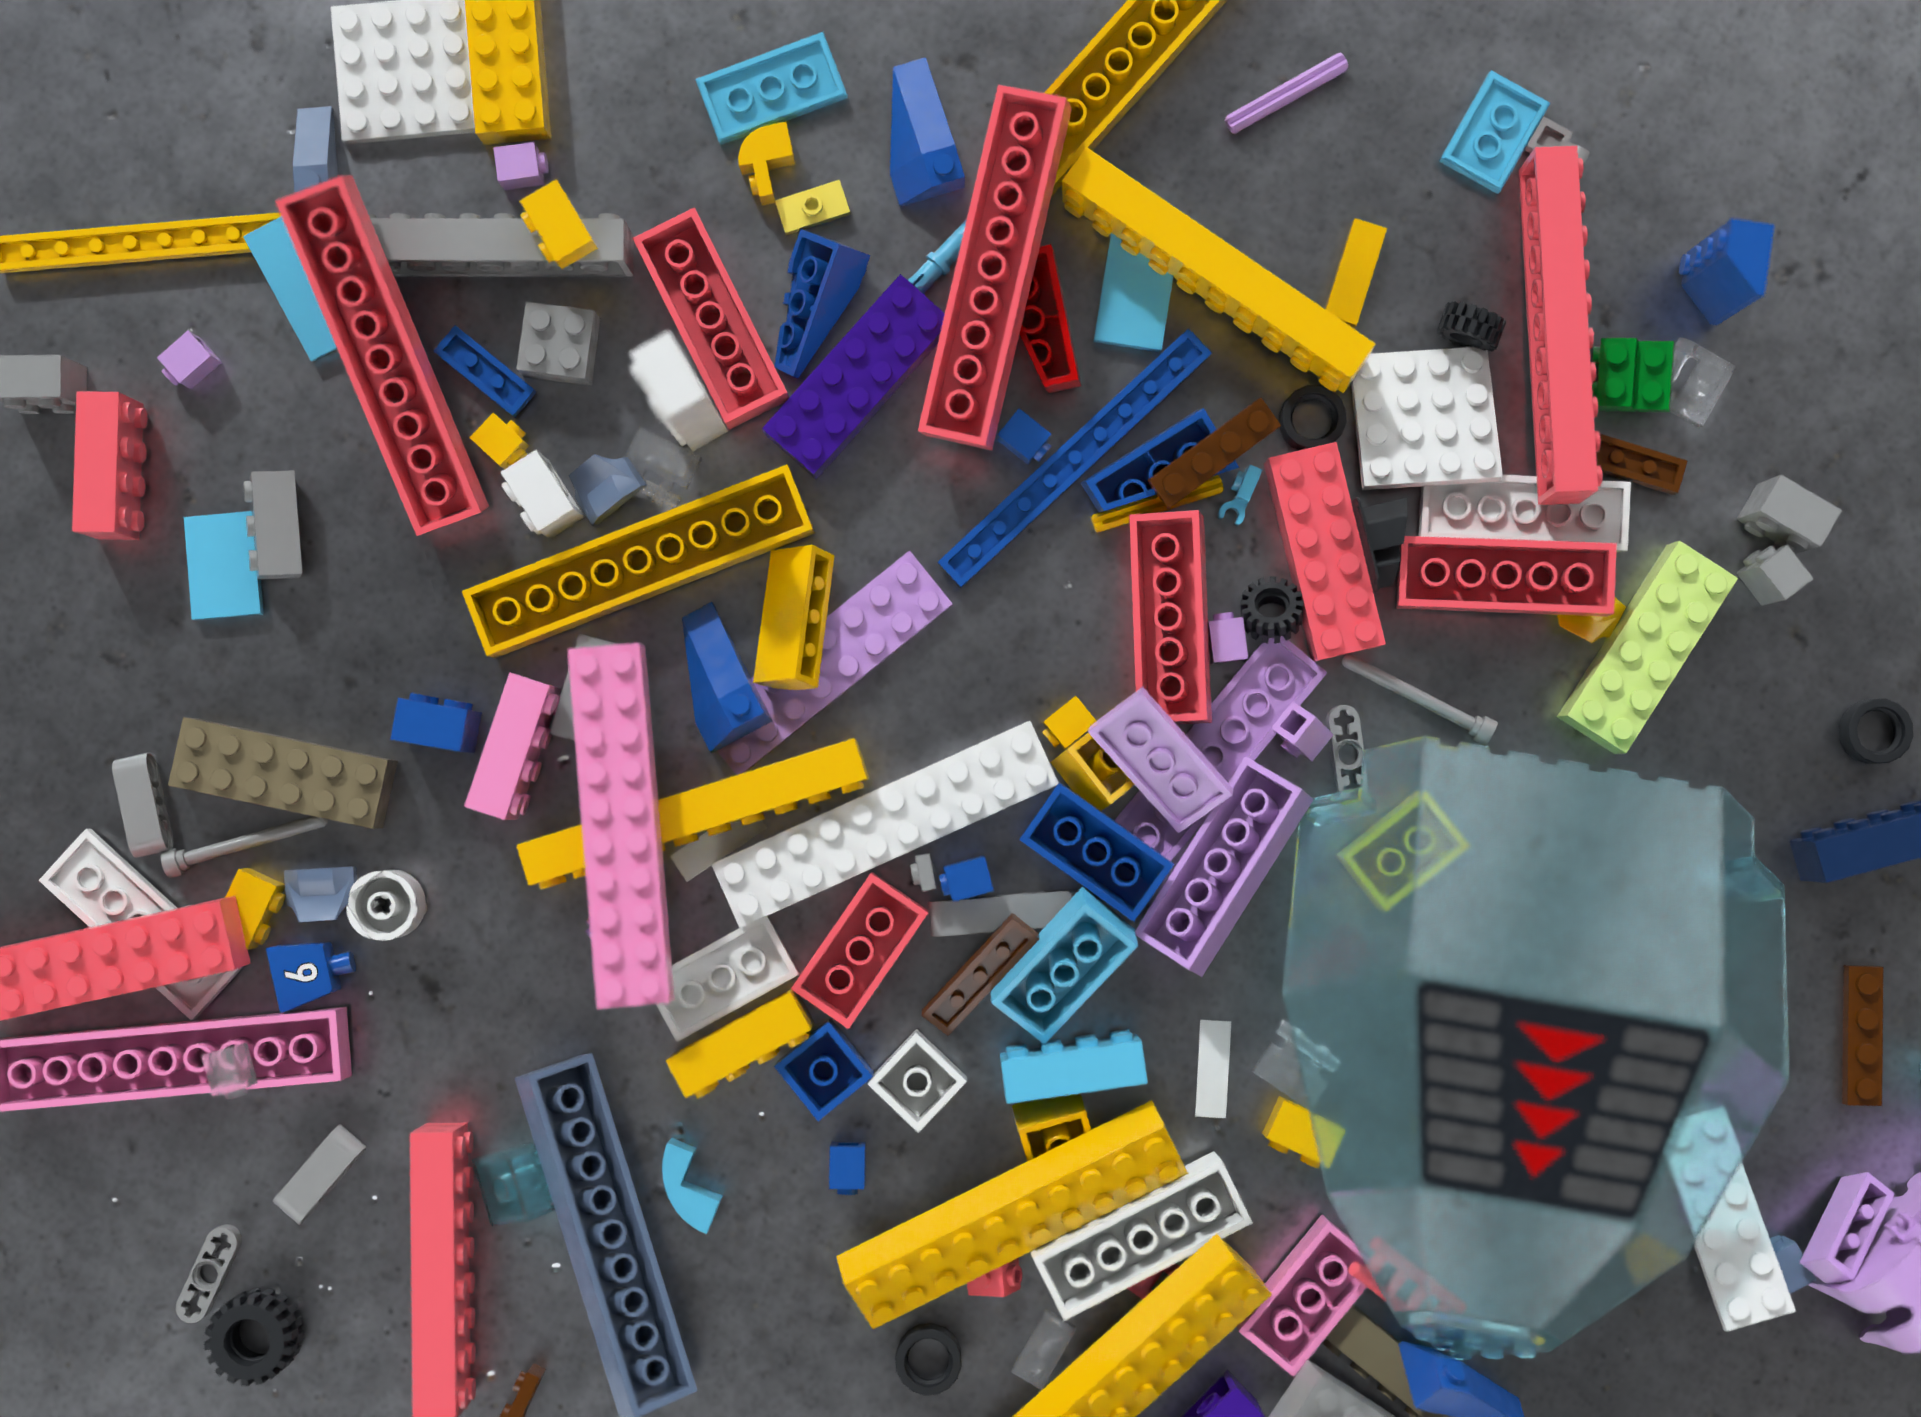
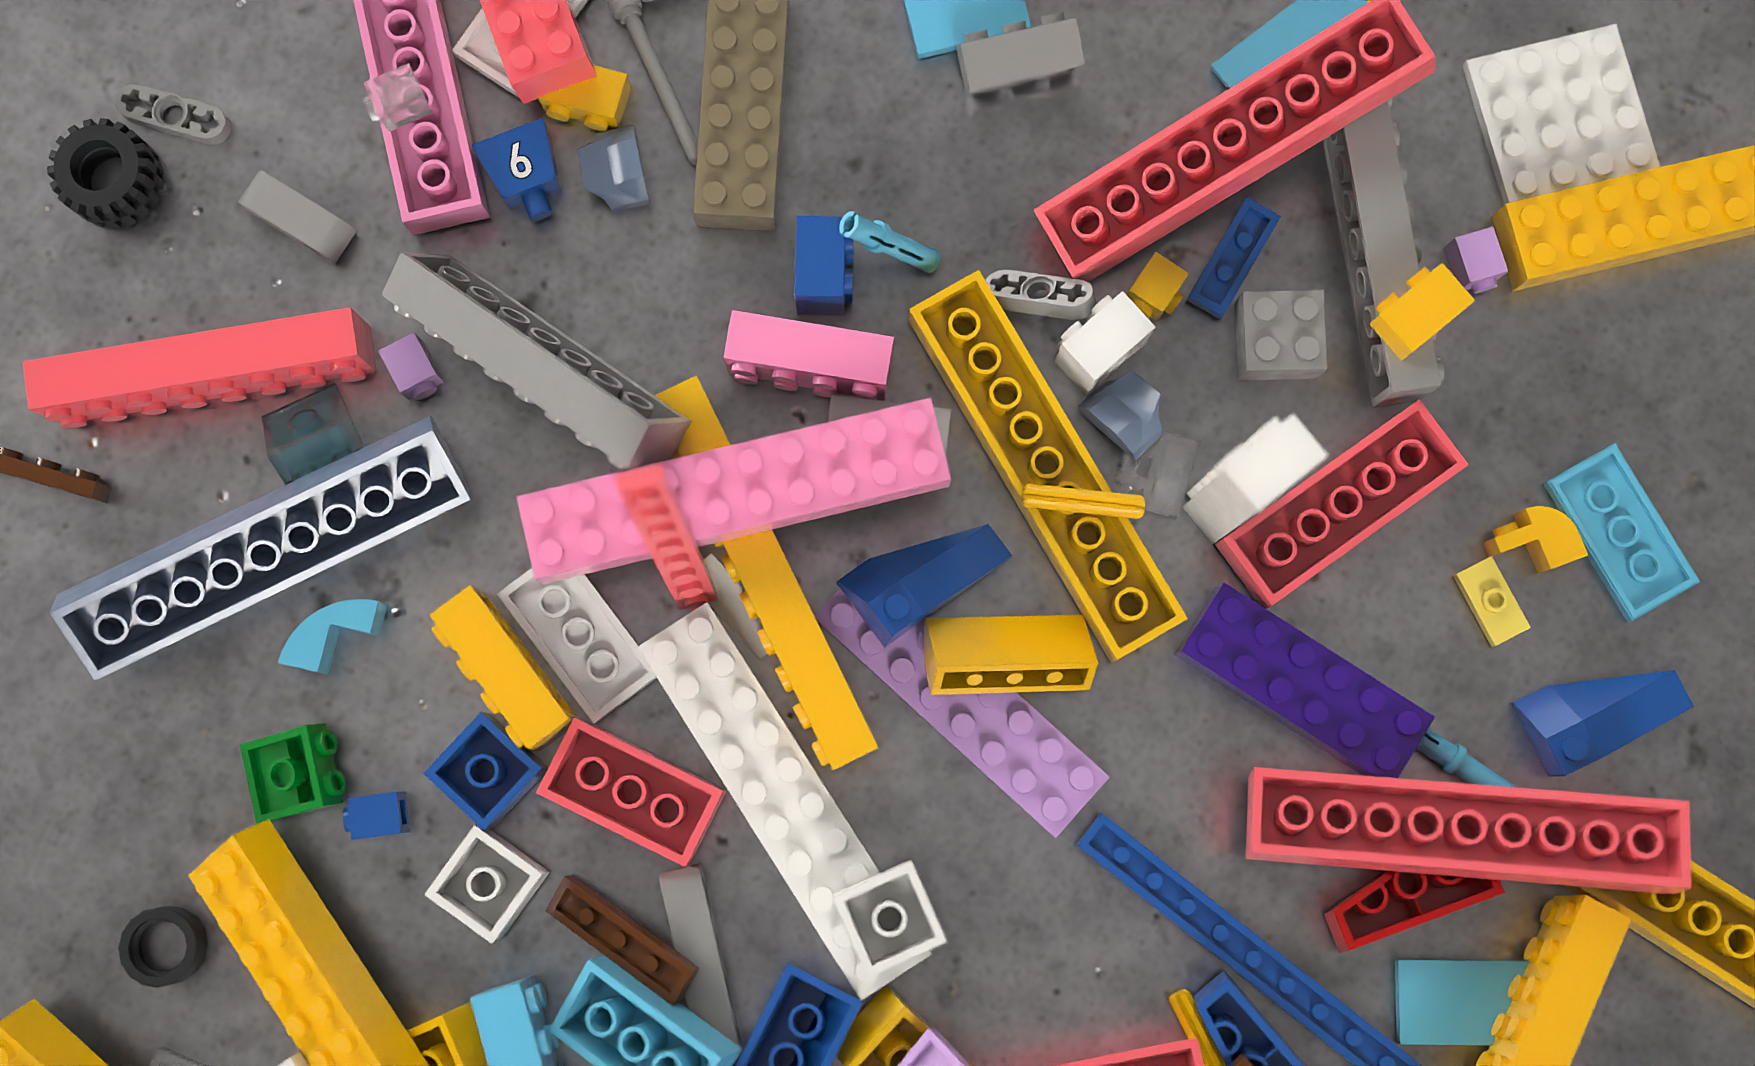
camera: 80 degrees right, 5 degrees down
(314, 148) = (1458, 30): slope -> none
(368, 897) = (614, 221): white brick -> none
(420, 672) = (879, 237): none -> medium azure pin
(469, 1090) = (411, 367): none -> lavender brick
(480, 980) = (535, 360): none -> light grey brick
(499, 520) = (1066, 297): none -> light grey beam
(652, 884) = (667, 536): none -> coral plate
(675, 534) = (1083, 501): none -> yellow axle
(800, 1233) = (292, 772): none -> green plate
(821, 288) = (1404, 627): blue wedge -> none
(923, 872) = (732, 853): light grey plate -> none
(966, 878) = (732, 906): blue brick -> none
(994, 749) = (889, 918): none -> white brick
(998, 1282) = (260, 1016): coral bracket -> none
(1025, 437) = (1266, 895): blue brick -> none
(1068, 723) = (935, 999): yellow brick -> none

